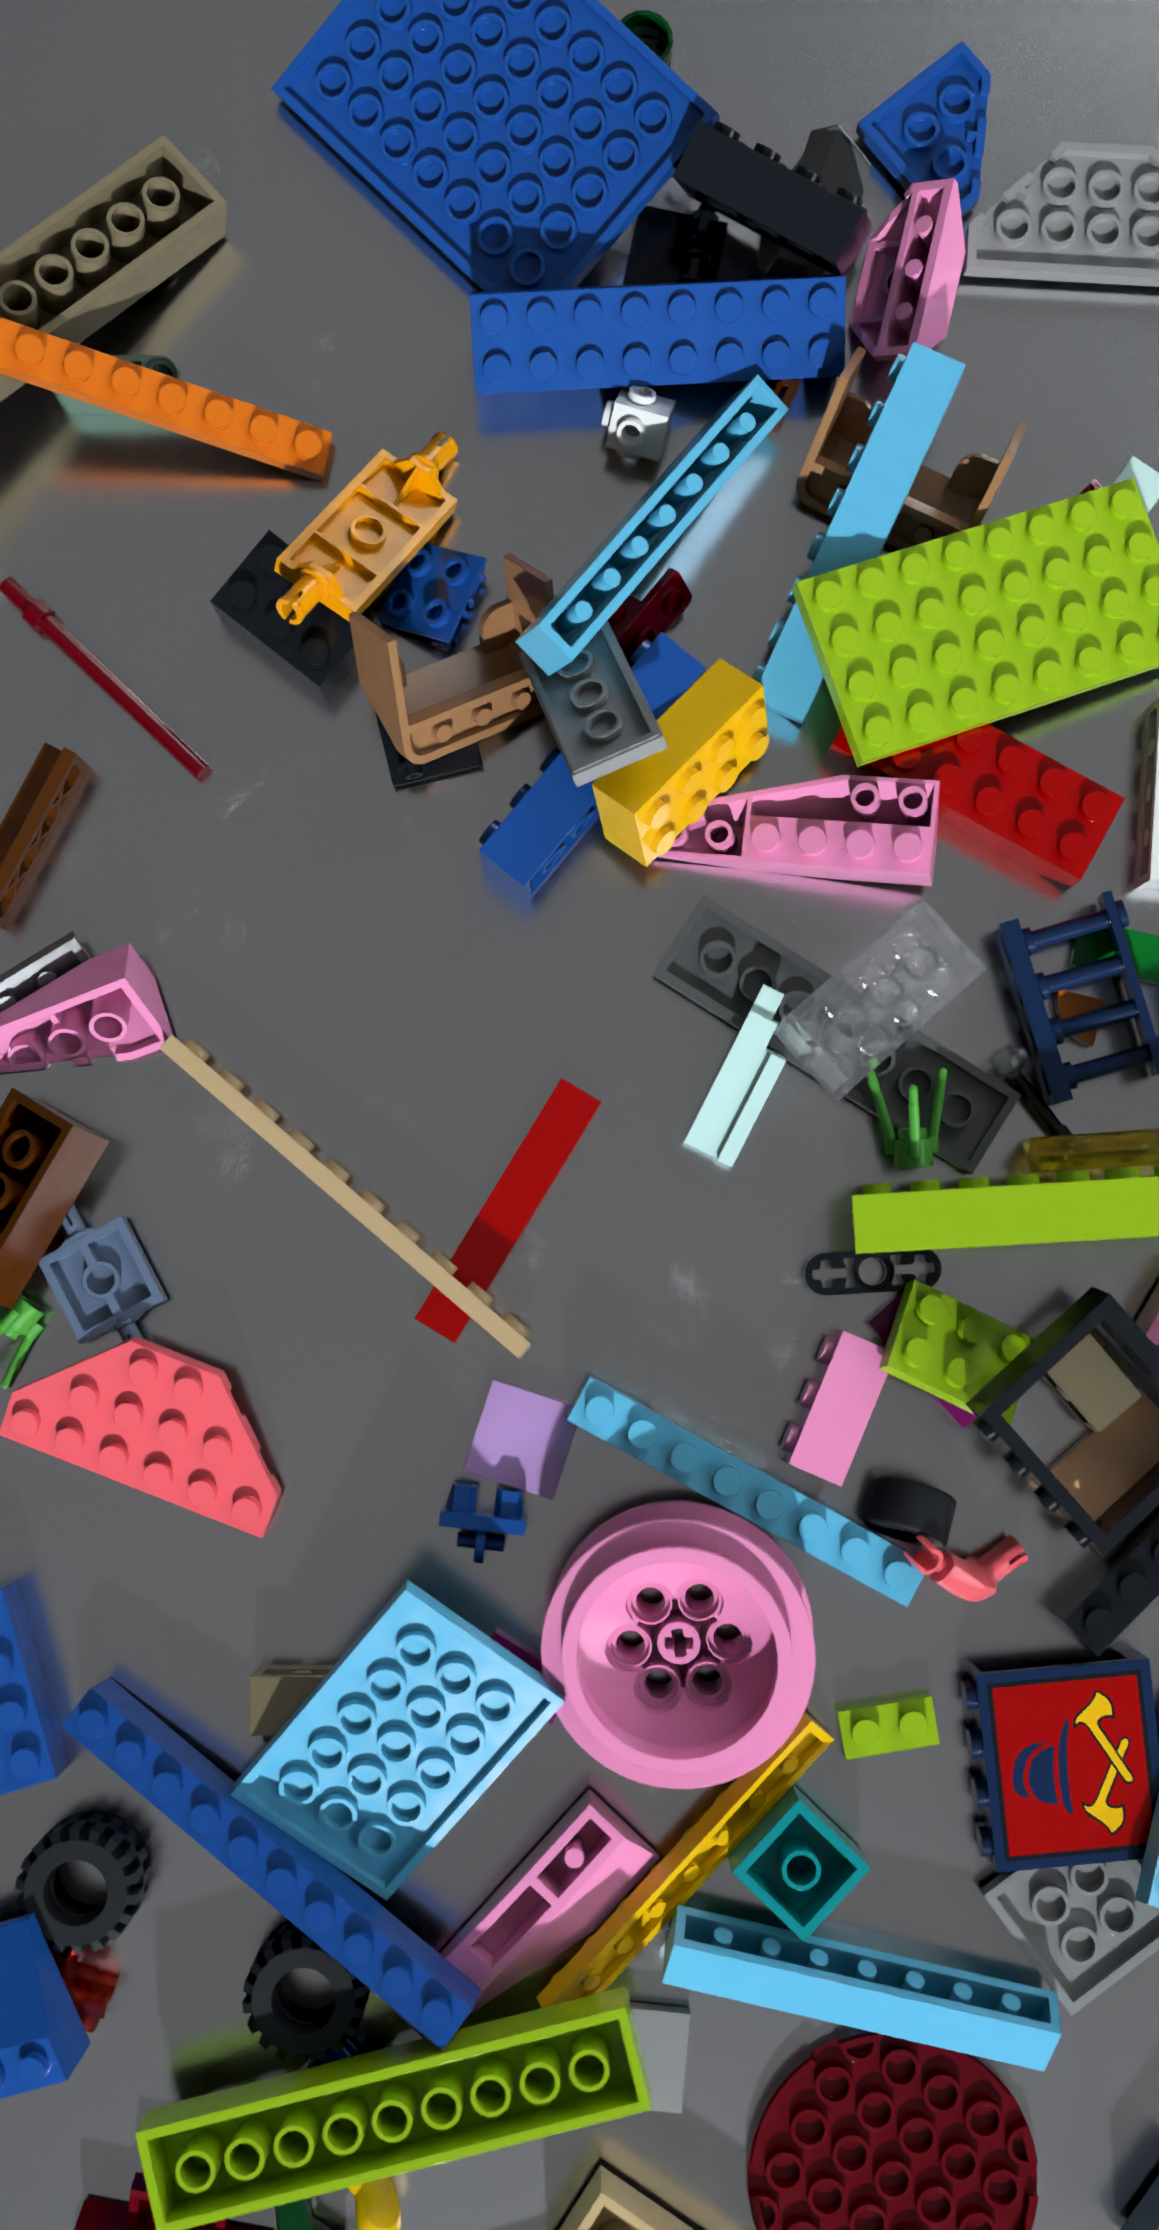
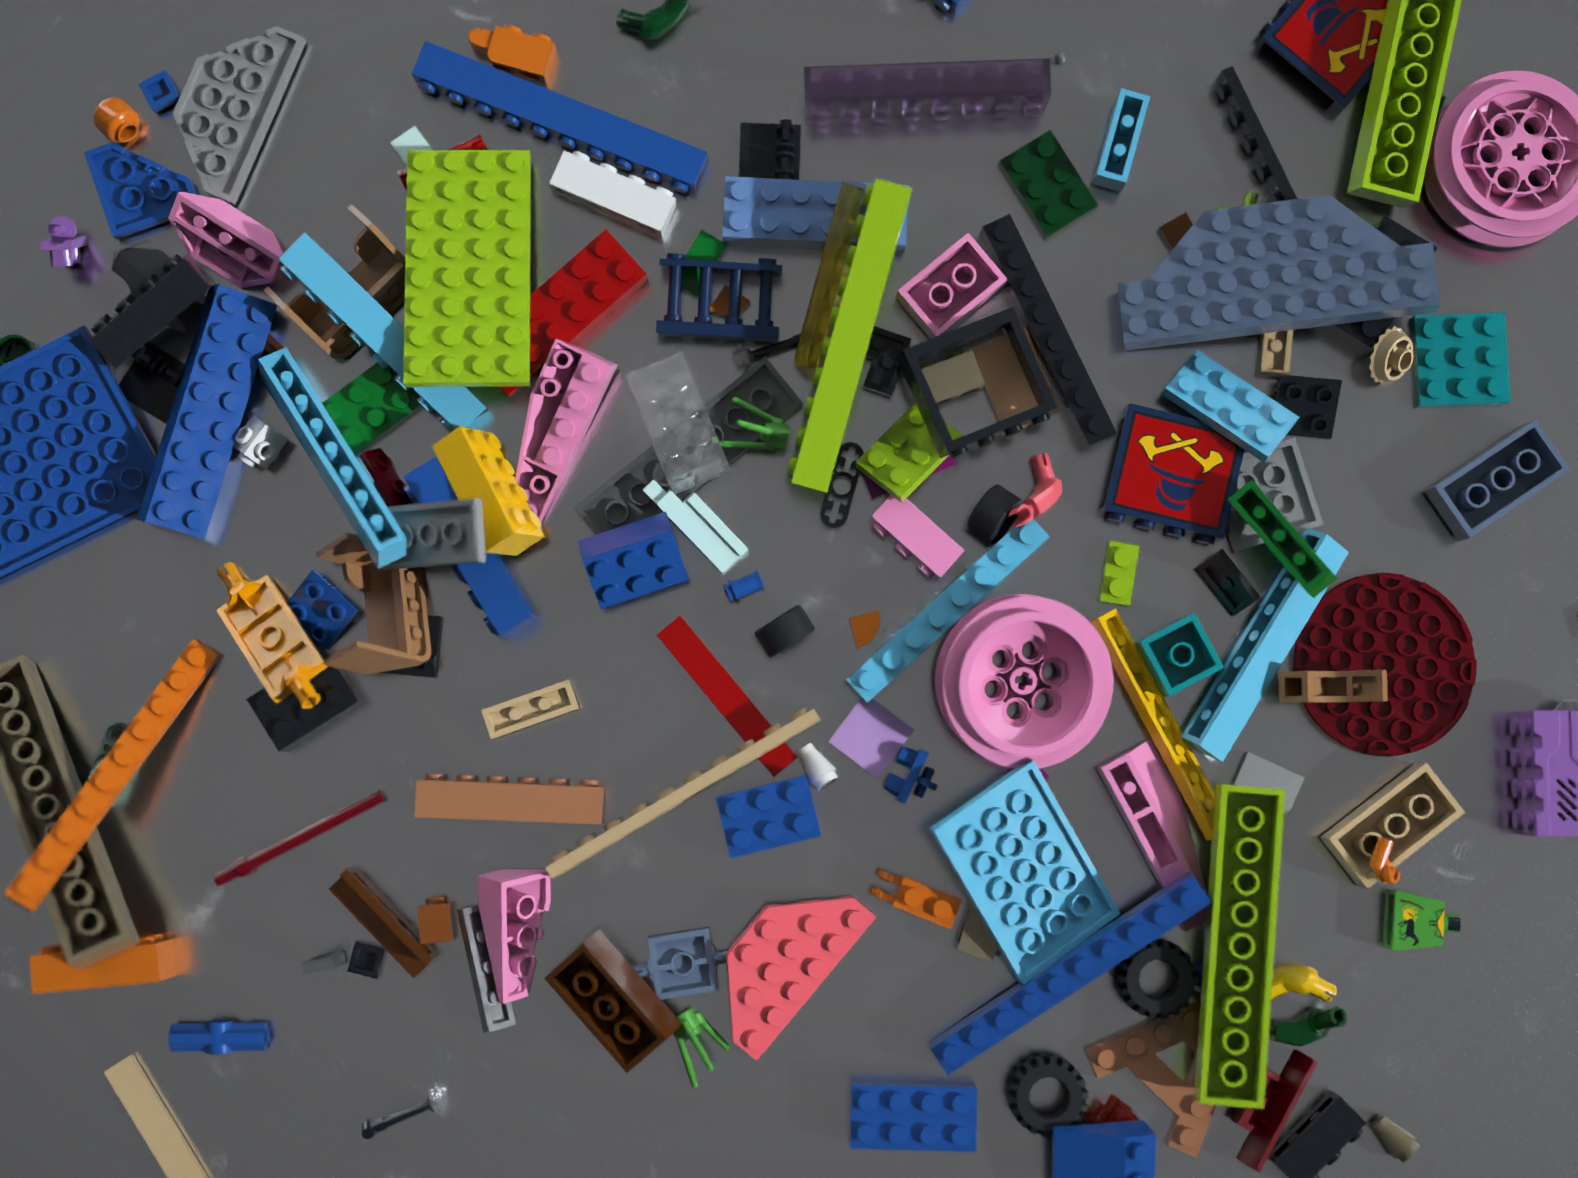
camera: 75 degrees left, 0 degrees up
(47, 908) = (436, 921): none -> dark orange brick
(194, 1993) = (1138, 1051): none -> nougat plate
(252, 952) = (510, 801): none -> nougat brick
(306, 1595) = (920, 899): none -> orange hinge
(353, 1330) = (768, 816): none -> blue brick
(393, 935) = (530, 709): none -> tan plate
(448, 1377) = (817, 767): none -> white cone
(630, 1261) = (784, 631): none -> black tyre
(656, 1005) = (632, 560): none -> blue brick
(674, 1178) = (743, 586): none -> blue pin
(676, 1376) = (865, 627): none -> orange tile
(741, 560) = (370, 407): none -> green plate
(819, 57) = (63, 247): none -> medium lavender hips
(833, 2121) = (1332, 686): none -> medium nougat arch
(932, 1898) = (1228, 582): none -> pearl dark grey plate
(1024, 69) = (116, 120): none -> orange head
(1031, 1972) = (1282, 539): none -> green brick
(1073, 1273) = (884, 368): none -> black plate
(1086, 114) = (159, 91): none -> blue plate

